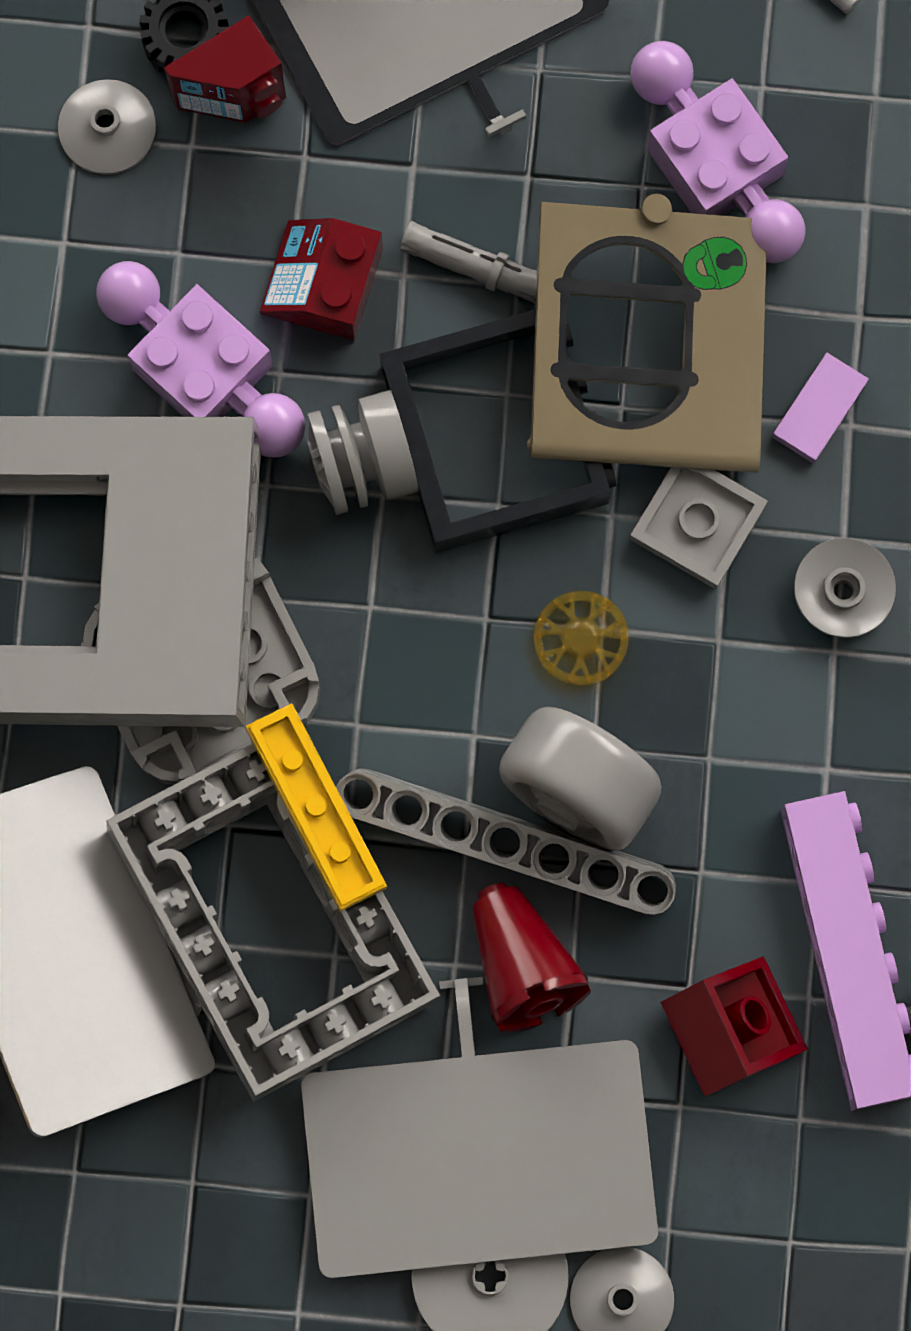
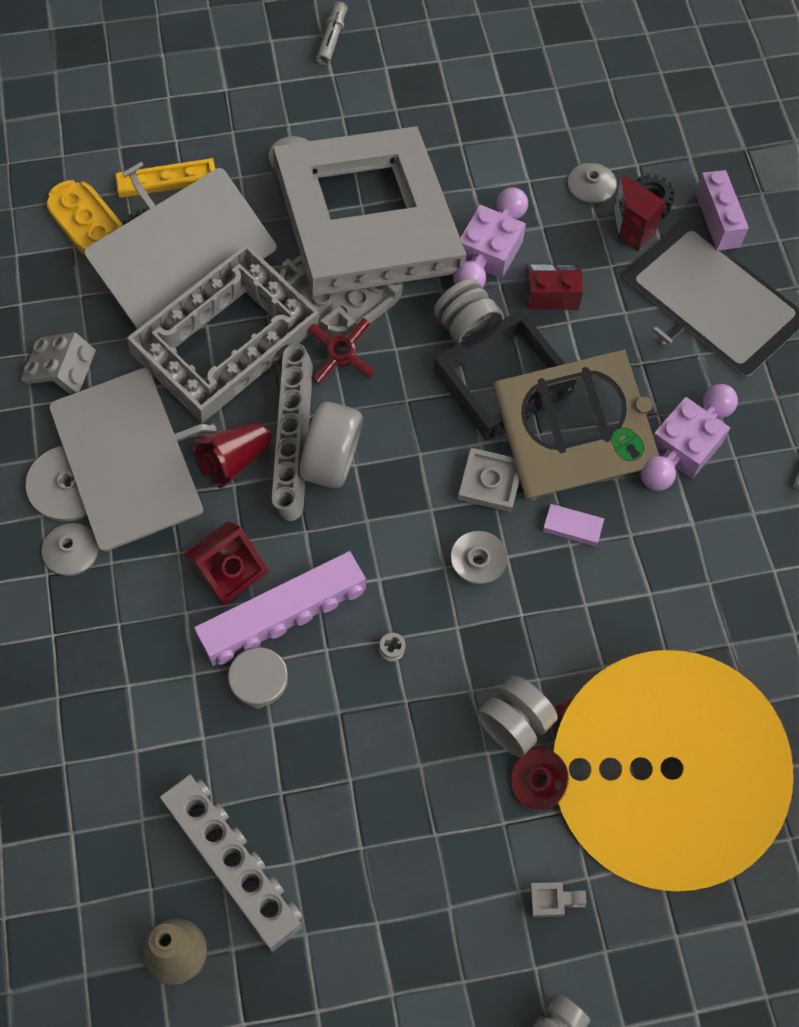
camera: 70 degrees right, 15 degrees down
(228, 1245) = (61, 360): none -> light grey bracket
(315, 807) = (279, 330): yellow tile -> none
(381, 696) = (337, 342): none -> dark red bar
(463, 258) = (586, 336): light grey pin -> none
(581, 637) = (411, 444): clear yellow wheel -> none

